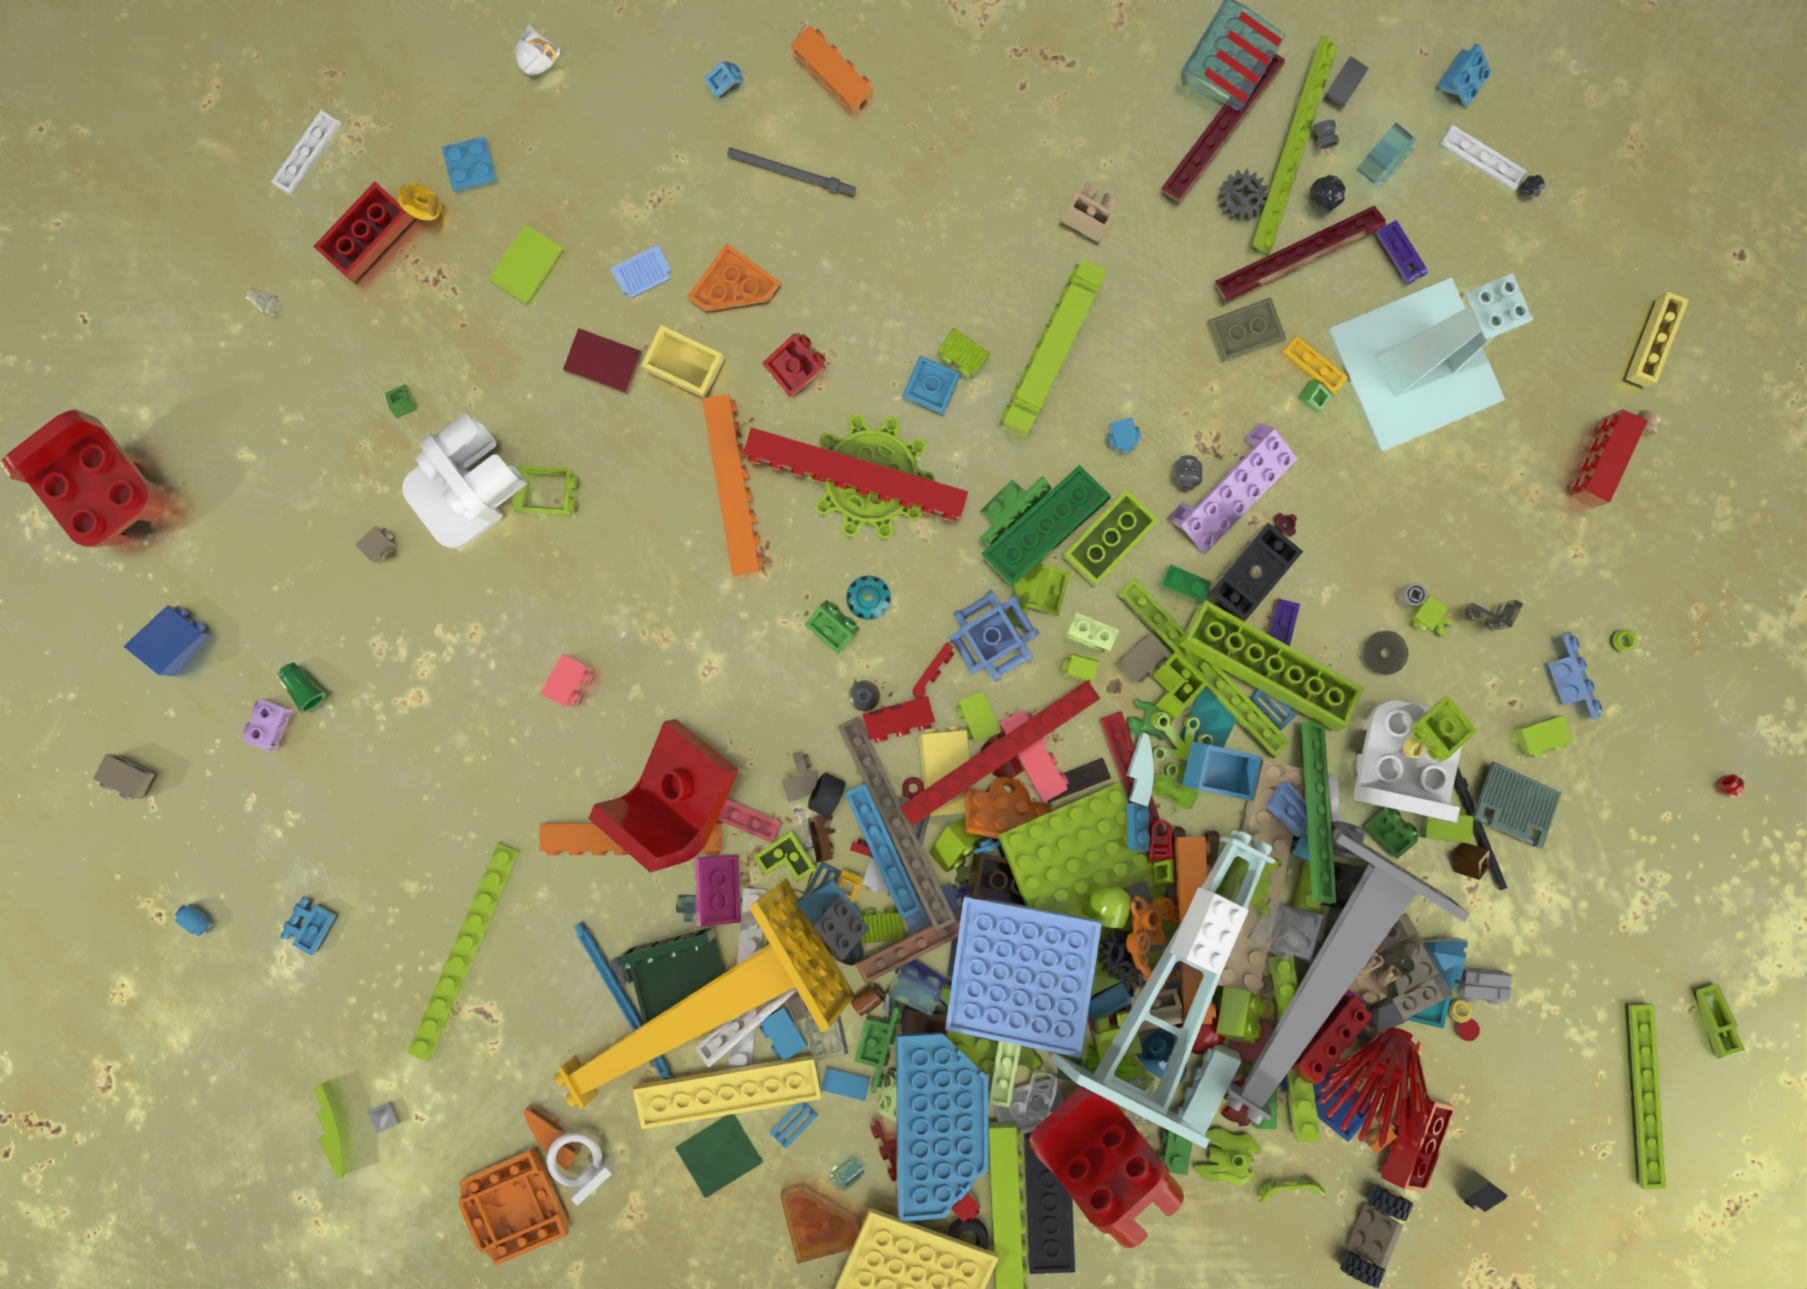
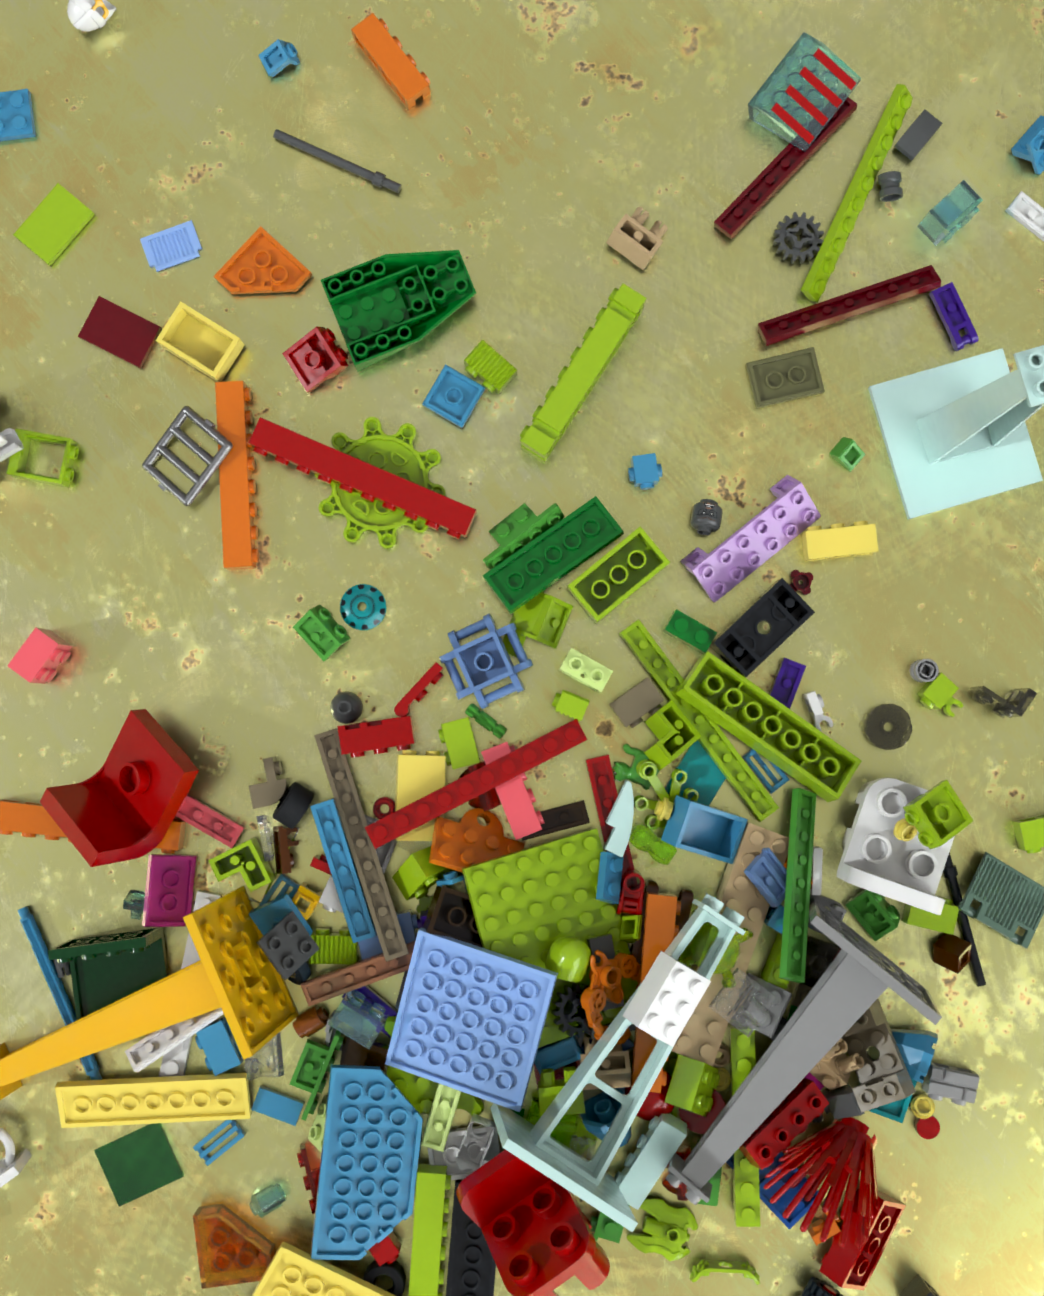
camera: 10 degrees right, 0 degrees up
(710, 476) = (212, 462): none -> flat silver bar
(866, 300) = (396, 301): none -> green wedge
(999, 692) = (485, 720): none -> bright green axle
(1181, 756) = (664, 809): none -> light yellow plate
(1312, 640) = (815, 704): none -> white plate
(1314, 364) = (850, 421): yellow tile -> none
(1317, 480) = (839, 541): none -> light yellow brick
(1327, 192) = (884, 246): black piece -> none

